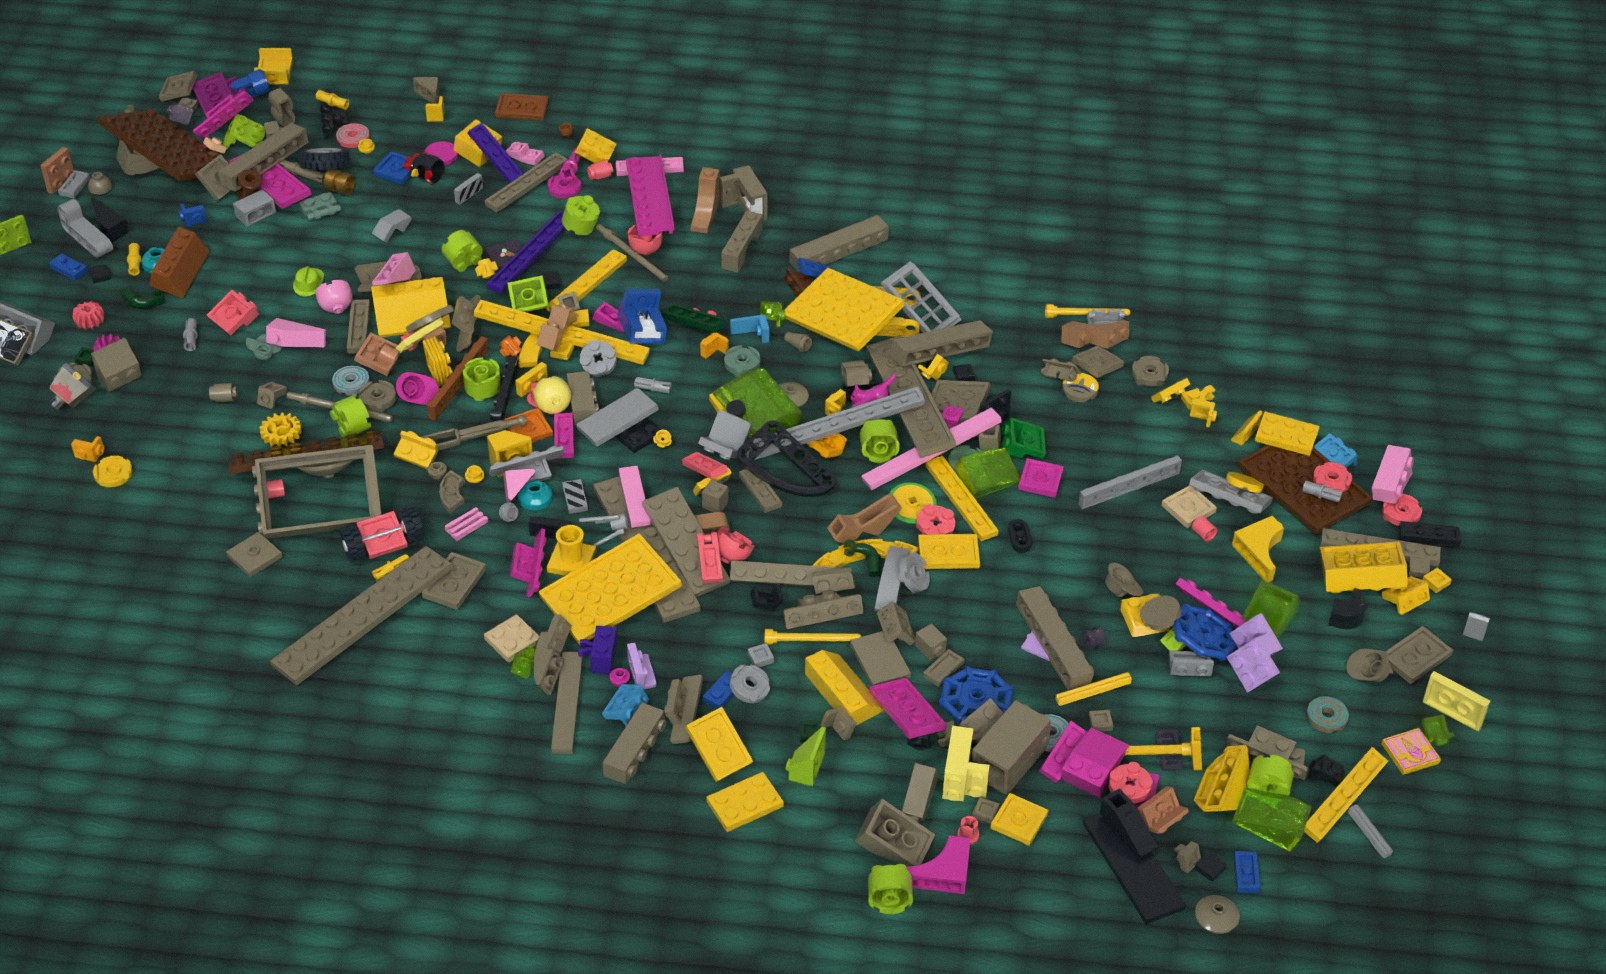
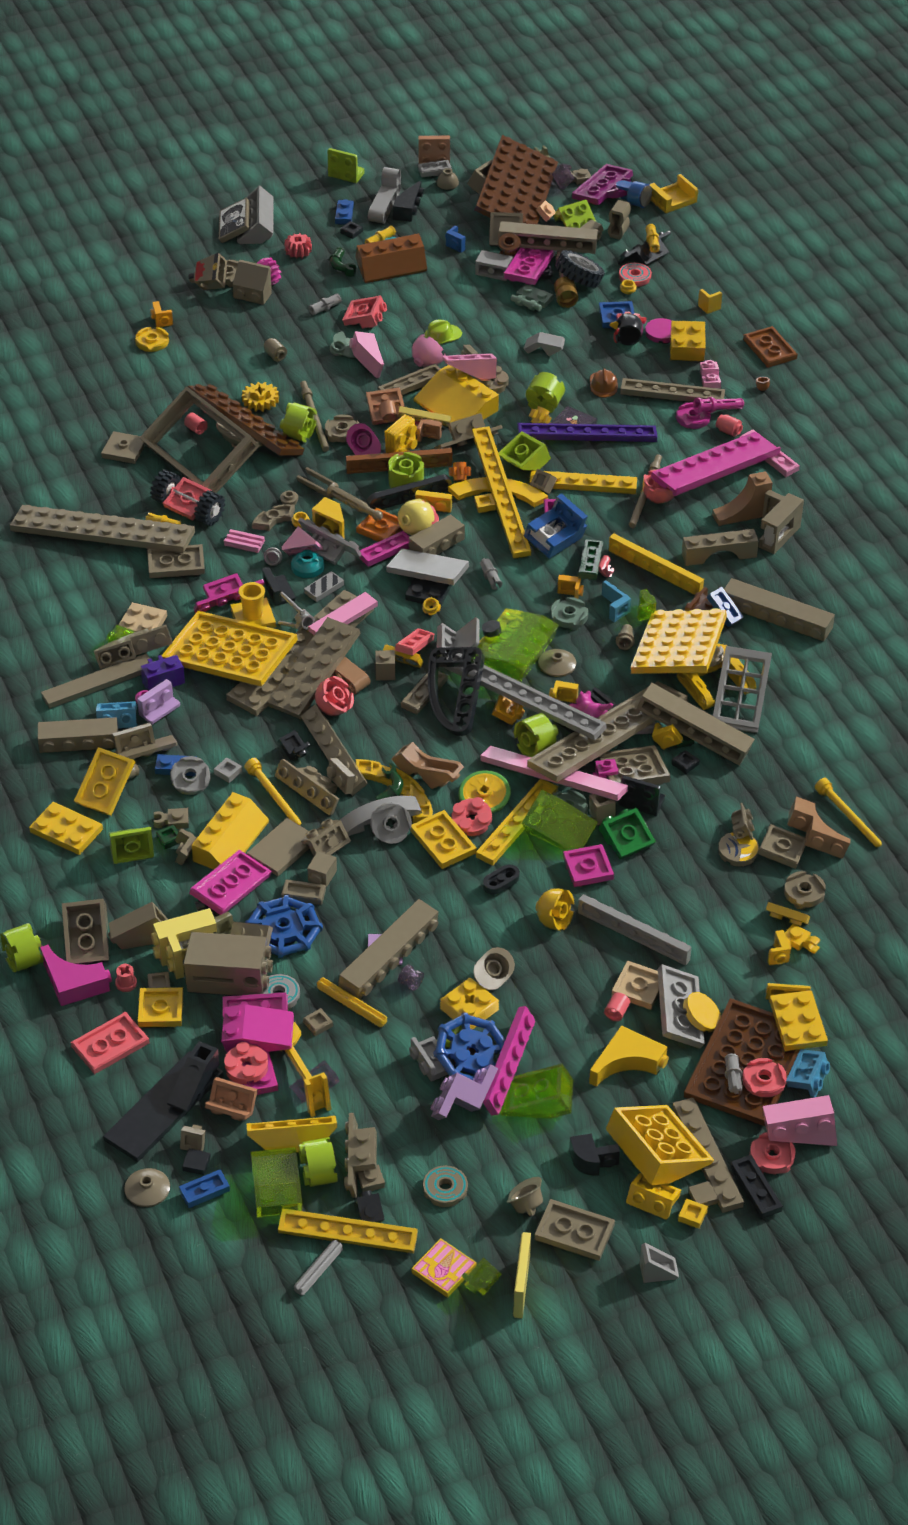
camera: 60 degrees right, 0 degrees up
(178, 86) = (596, 159): dark tan tile -> none
(222, 113) = (574, 193): dark pink bracket -> none
(269, 393) = (296, 371): dark tan bracket -> none
(355, 373) = (356, 403): light grey tile -> none
(416, 449) = (295, 474): yellow bracket -> none
(427, 88) = (734, 285): dark tan slope -> none
(429, 318) = (454, 413): dark tan tile -> none
(468, 188) = (629, 363): light grey tile -> none
(473, 214) = (603, 383): none -> dark orange piece
(495, 152) = (678, 352): dark purple plate -> none
(551, 280) = (565, 460): black tile -> none
(552, 333) = (505, 478): medium nougat arch -> none
(580, 214) = (654, 437): lime brick -> none
(594, 349) = (481, 524): light grey plate -> none
(595, 147) = (753, 408): yellow plate -> none
(709, 558) = (300, 686): coral plate -> none
(729, 285) = (655, 564): none -> yellow plate
(789, 719) = (176, 817): none -> dark tan plate
(855, 373) = (611, 686): dark tan brick -> none
(1035, 874) = (110, 1042): none -> coral tile
(1080, 516) = (554, 908): none -> yellow cylinder
(1100, 317) = (847, 828): light grey hinge -> none
(1160, 612) = (460, 1003): dark tan tile -> none

